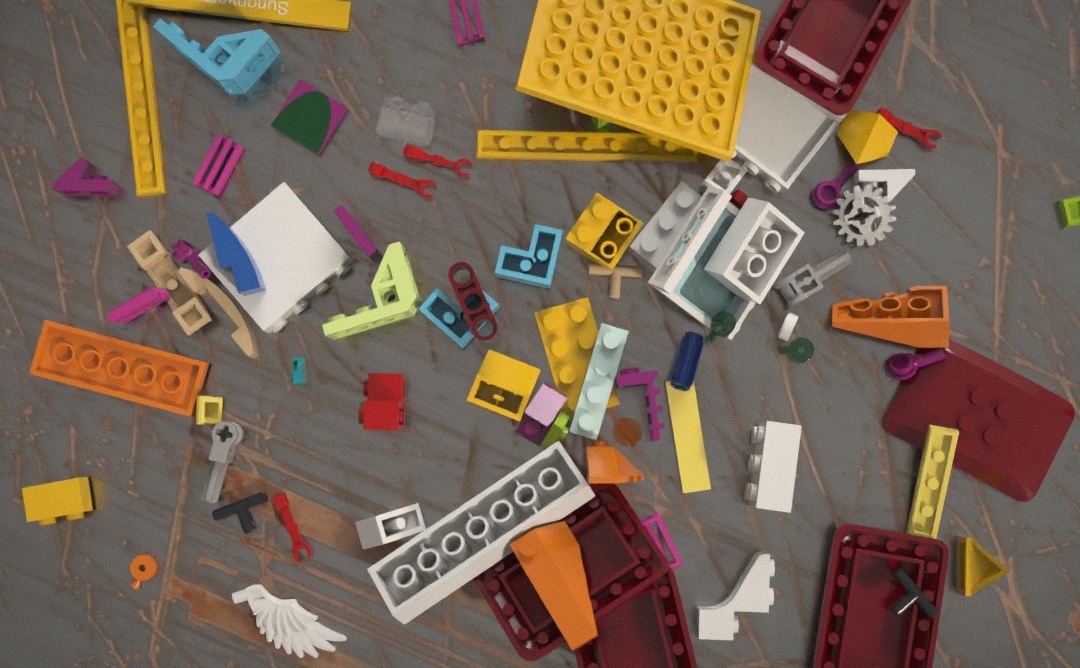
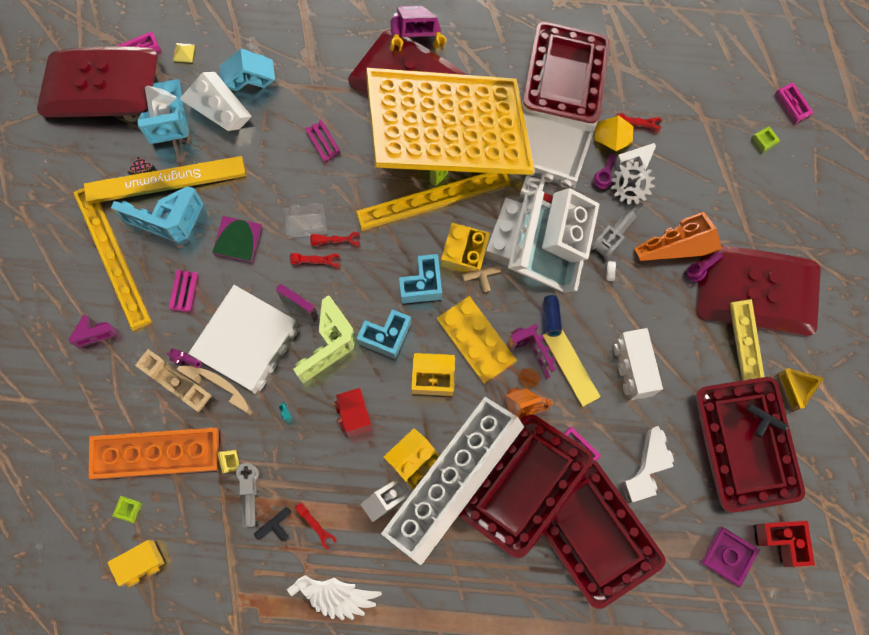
camera: 25 degrees left, 10 degrees down
(66, 427) = (127, 509): none -> lime tile
(137, 571) = (214, 600): orange piece -> none
(138, 305) = (155, 403): dark pink tile -> none
(235, 257) = (216, 344): blue slope -> none
(439, 486) = (412, 458): none -> yellow slope
(468, 289) = (390, 310): dark red beam -> none
(541, 414) = (465, 384): slope -> none
(557, 431) = (481, 391): lime plate -> none
(557, 572) = (516, 486): orange wedge -> none
(598, 381) = (497, 348): light aqua plate -> none
(721, 325) = (566, 284): clear green piece -> none
(793, 352) = (620, 287): clear green piece -> none

